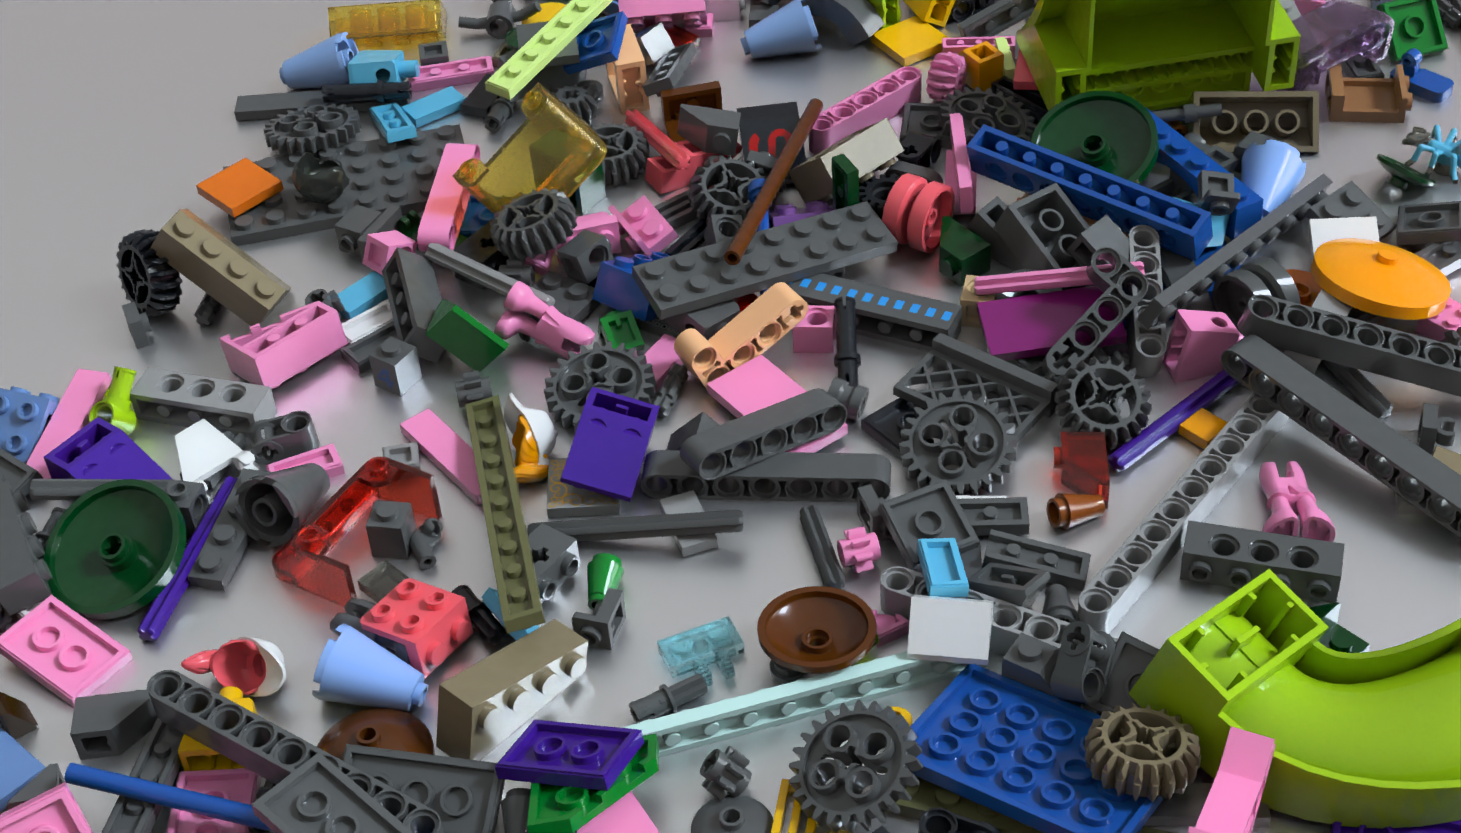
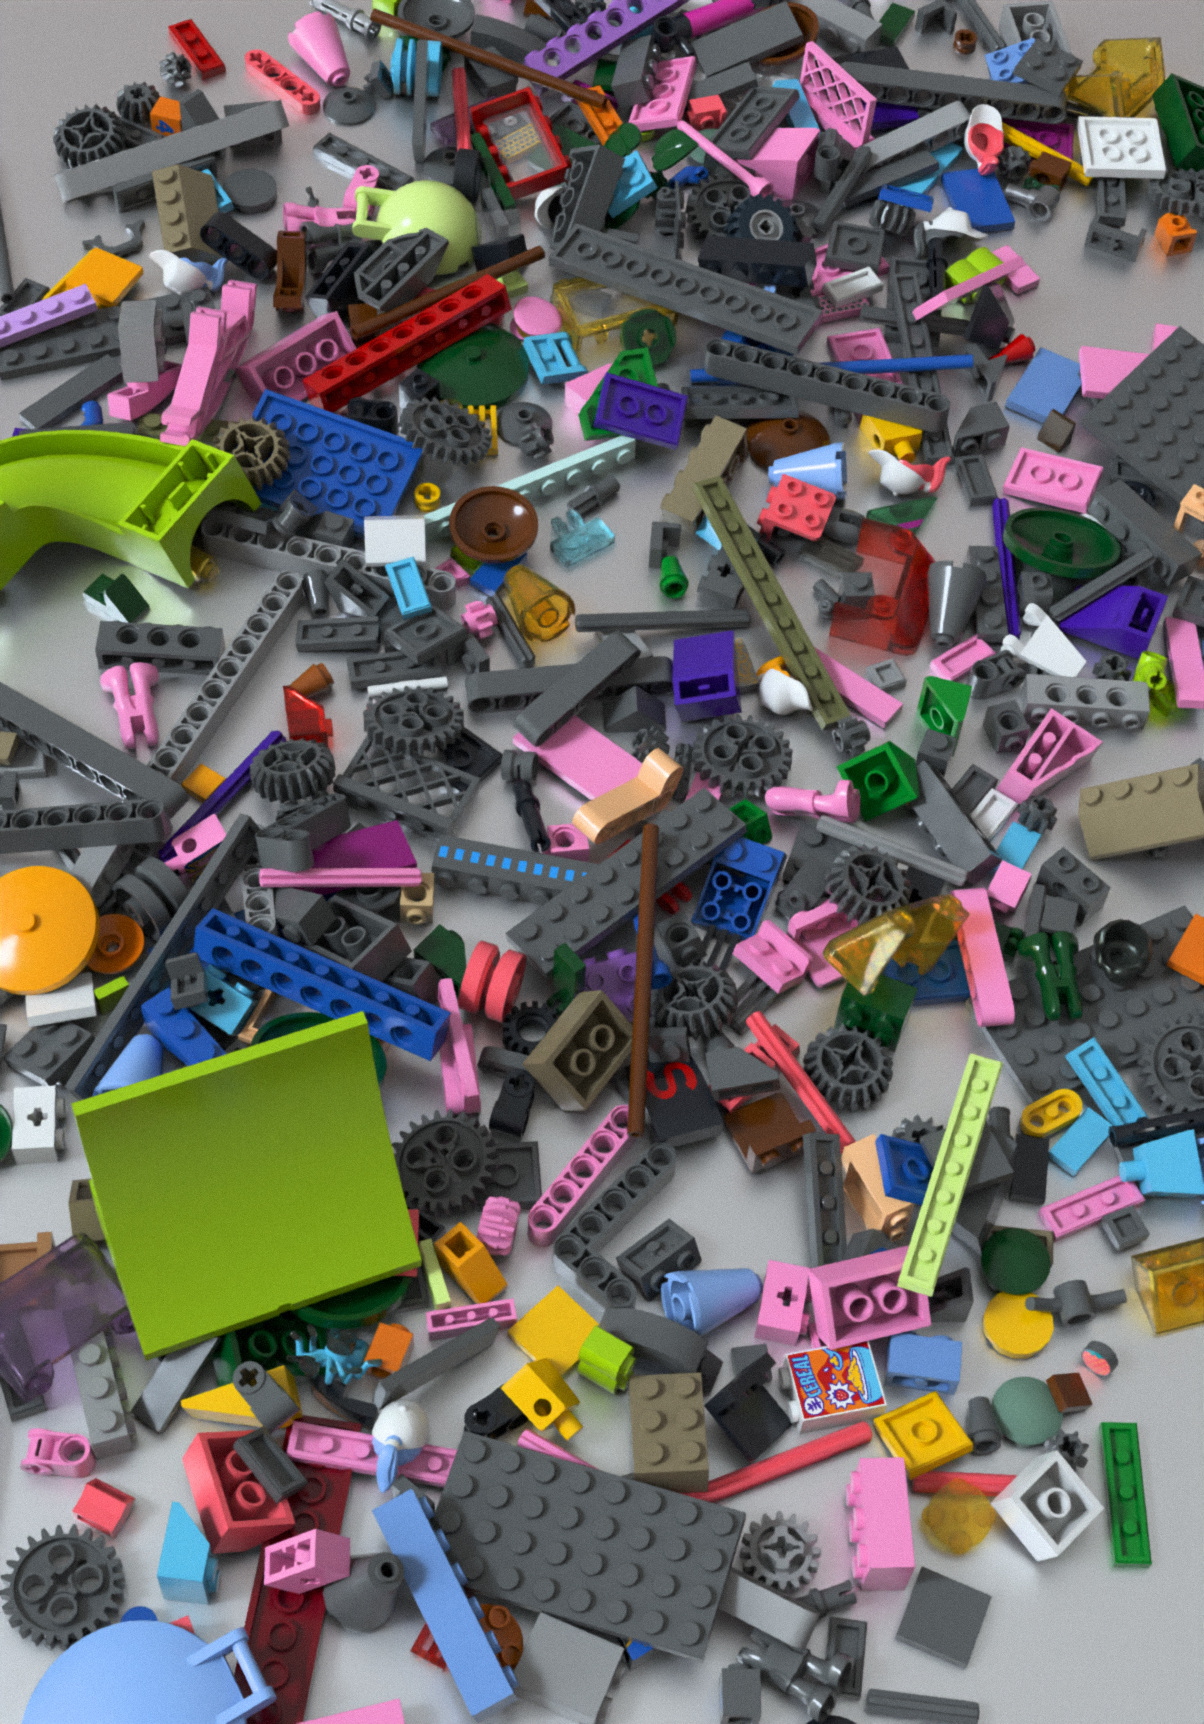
camera: 160 degrees right, 15 degrees up
(153, 427) = (1112, 667): none -> dark grey gear
(156, 656) = (975, 480): none -> dark grey tile
(282, 629) = (906, 515): none -> clear green tile
(303, 387) = (1006, 727): none -> dark grey brick
(327, 252) = (1070, 878): none -> dark grey brick
(358, 386) = (943, 706): none -> green slope
(391, 178) = (1058, 981): none -> dark green piece
(461, 114) = (1049, 1116): none -> yellow plate
(696, 399) = (646, 741): none -> dark grey gear
(722, 35) = (782, 1322): none -> bright pink brick
(782, 546) = (538, 604): none -> clear yellow cone
(817, 64) = (659, 1253): none -> dark grey bracket
(869, 61) = (609, 1224): none -> dark grey beam
(1294, 252) = (110, 994): none -> lime tile
(1356, 164) = (30, 1141): none -> white brick

